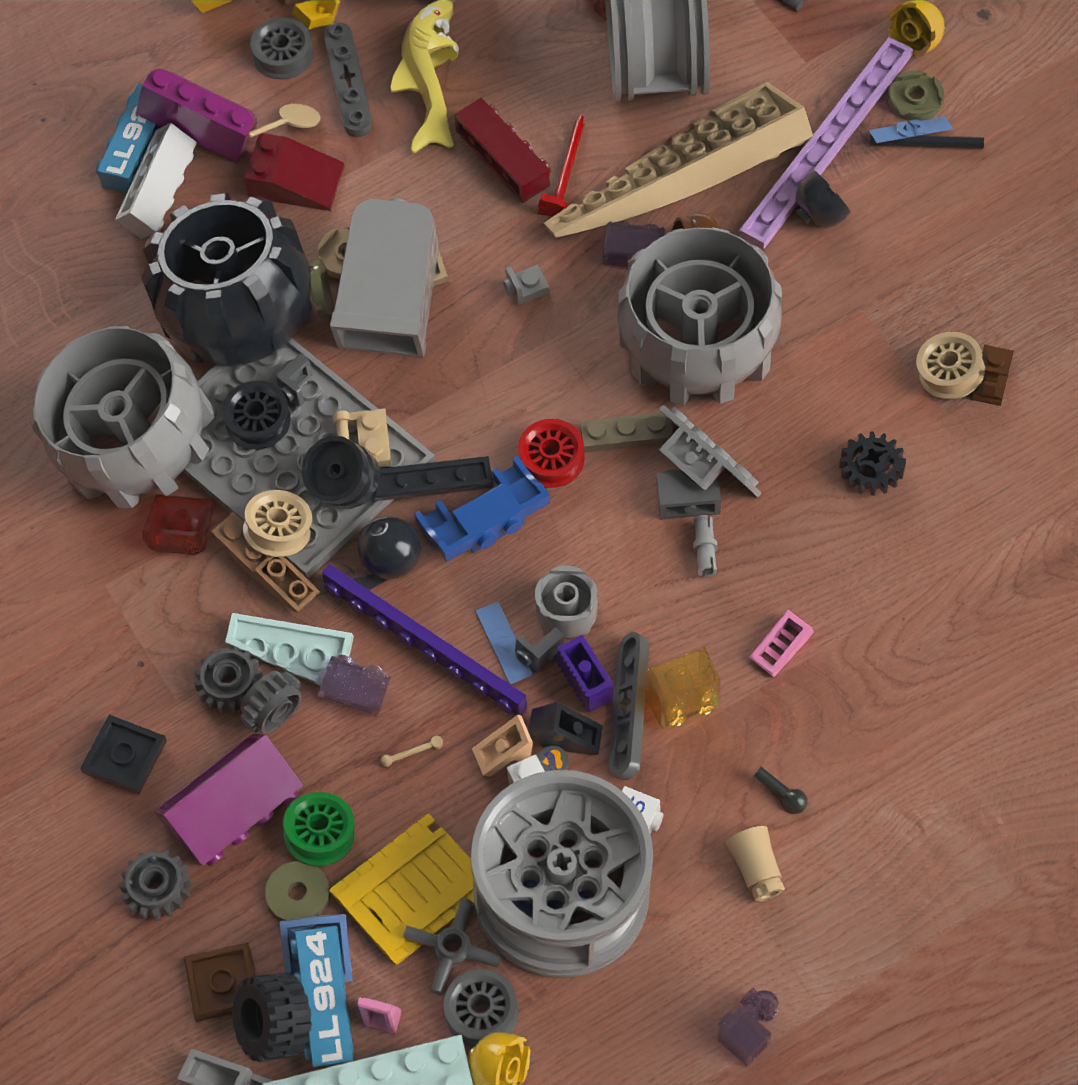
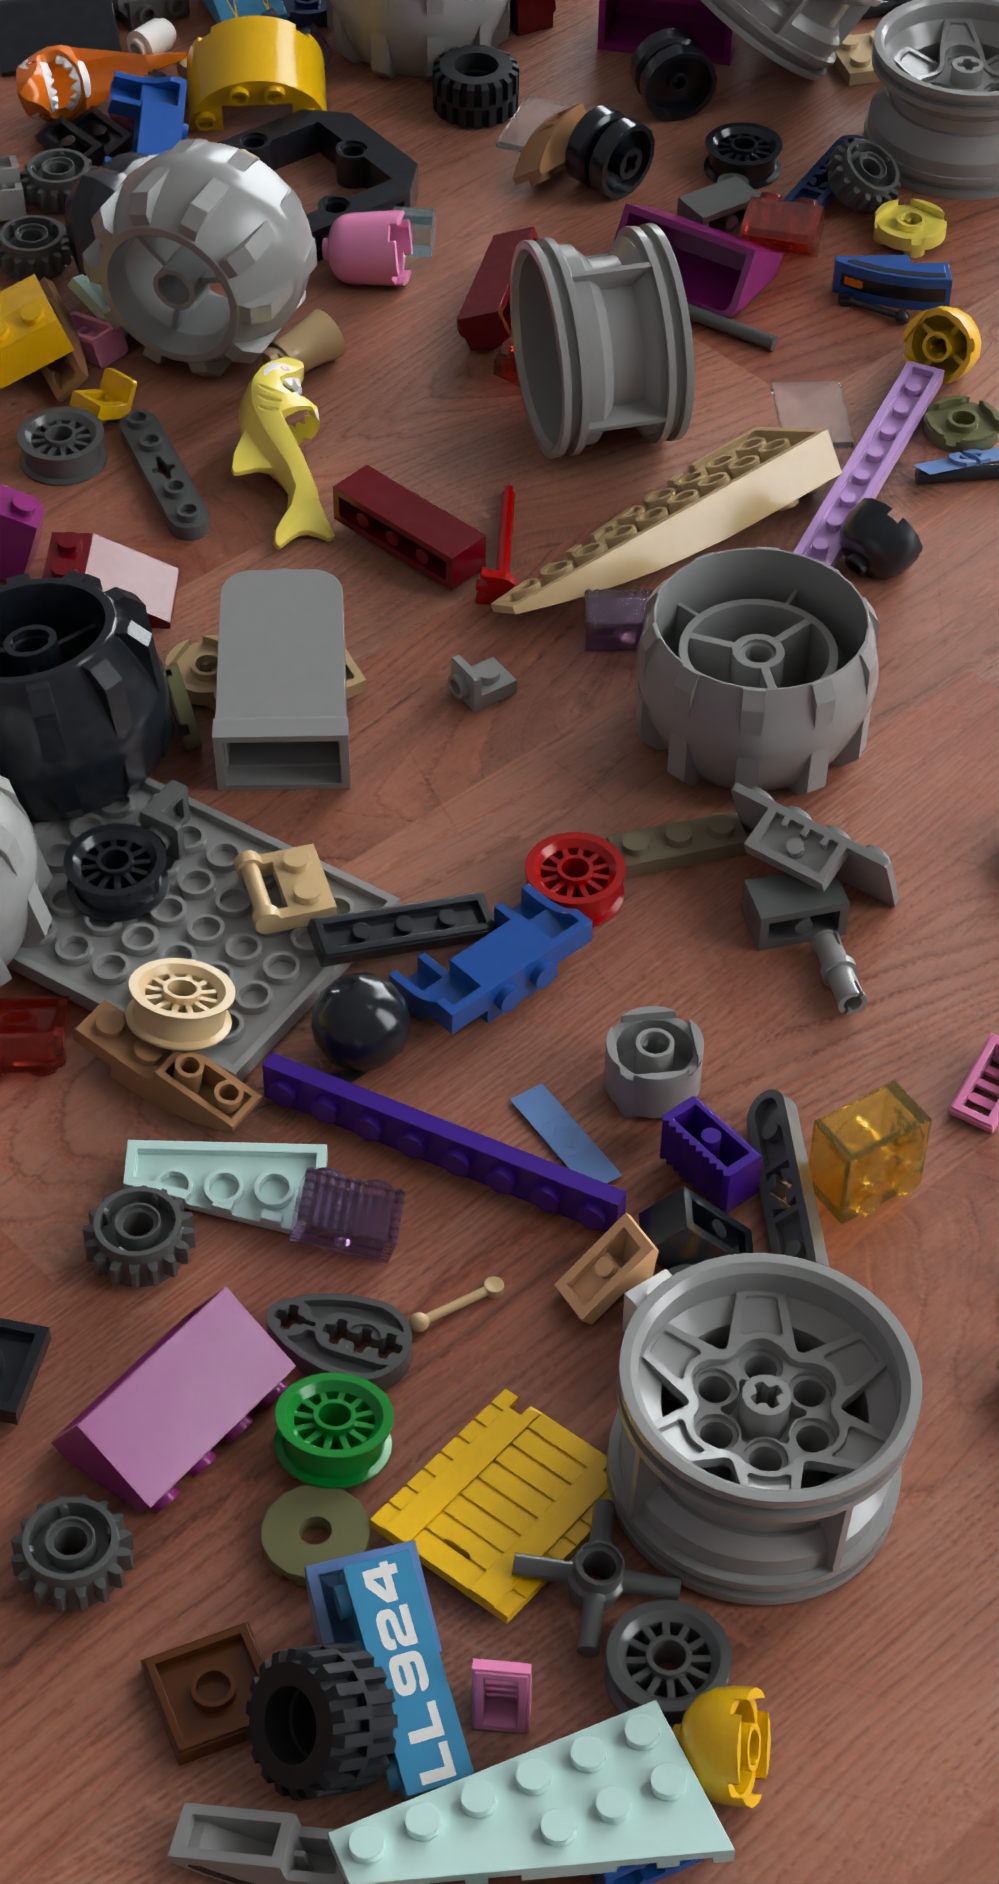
camera: 15 degrees left, 15 degrees down
(271, 702) = (218, 1249): dark grey gear -> none
(294, 115) = (91, 517): tan piece -> none
(340, 472) = (267, 921): black wheel -> none
(350, 753) = (360, 1319): none -> dark grey piece
(540, 654) = (628, 1140): dark grey bracket -> none
(811, 74) = (814, 406): none -> clear piece

